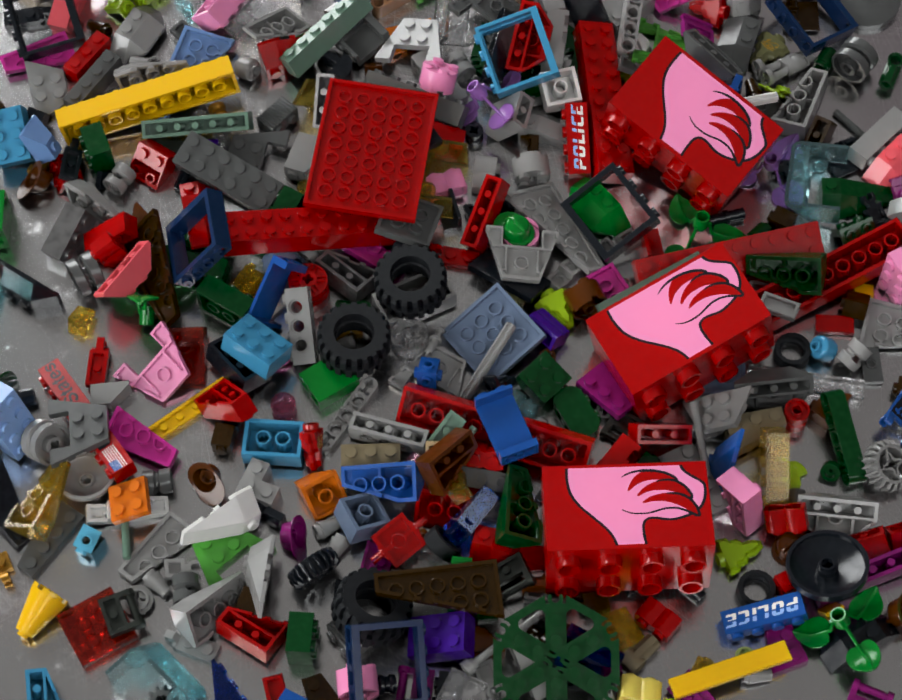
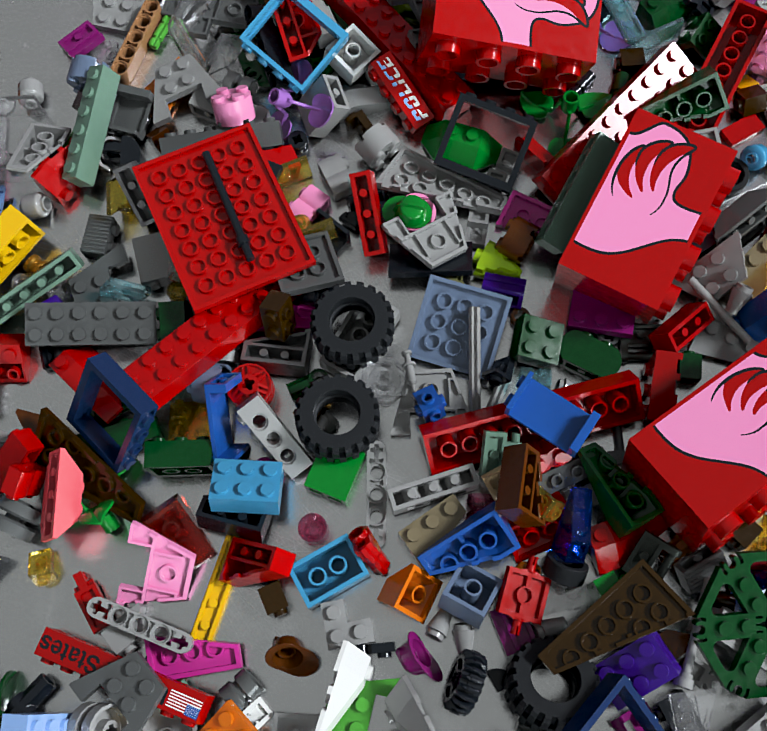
camera: 30 degrees left, 10 degrees up
(123, 402) = (130, 619): none -> light grey beam
(268, 164) = (124, 290): none -> clear light blue plate
(362, 243) = (277, 315): none -> dark brown brick
(371, 174) = (241, 239): none -> black bar
(454, 257) = (368, 271): red hinge -> none
(717, 436) = (738, 298): none -> light grey cone

